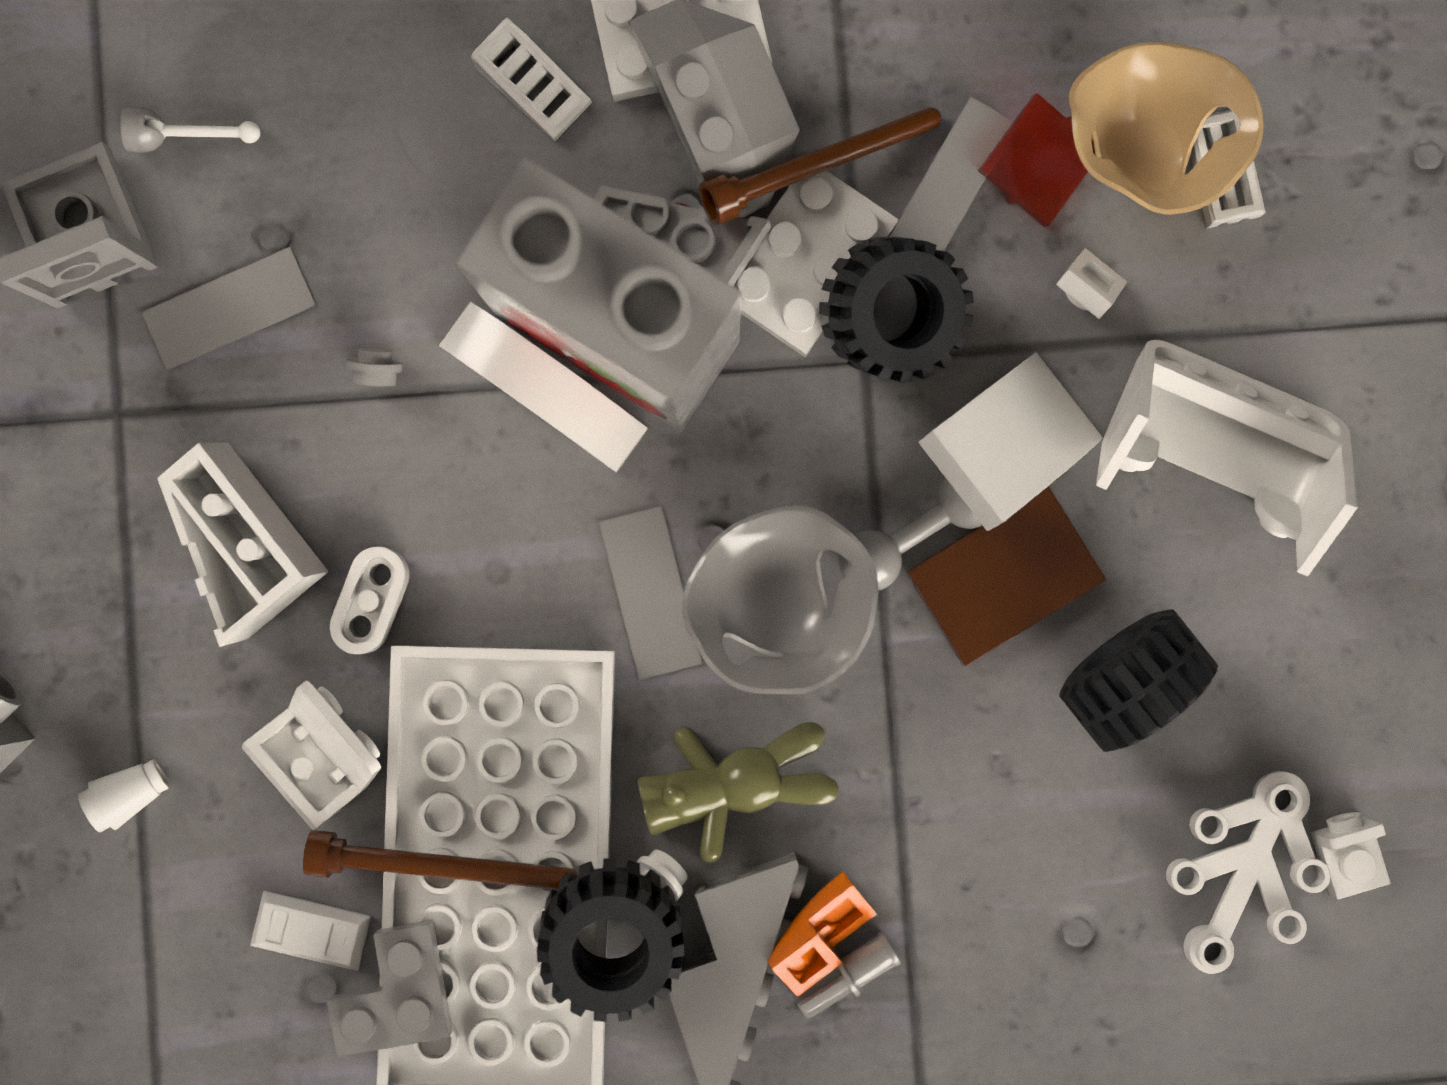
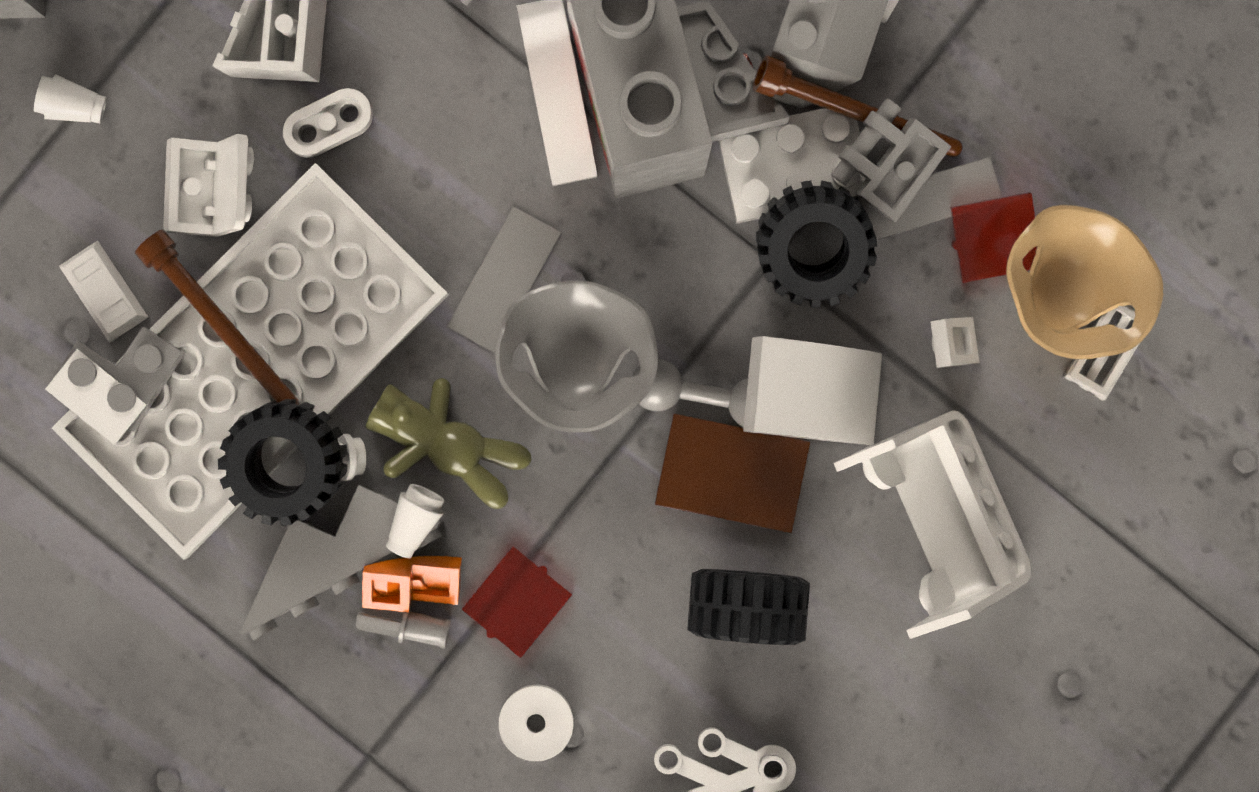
camera: 40 degrees right, 0 degrees up
(389, 1043) = (91, 401): none -> white sticker
(774, 881) = (414, 519): none -> white cone
(908, 175) = (900, 170): none -> light grey plate
(924, 862) = (516, 602): none -> clear red piece
(1048, 976) = (536, 744): none -> white piece

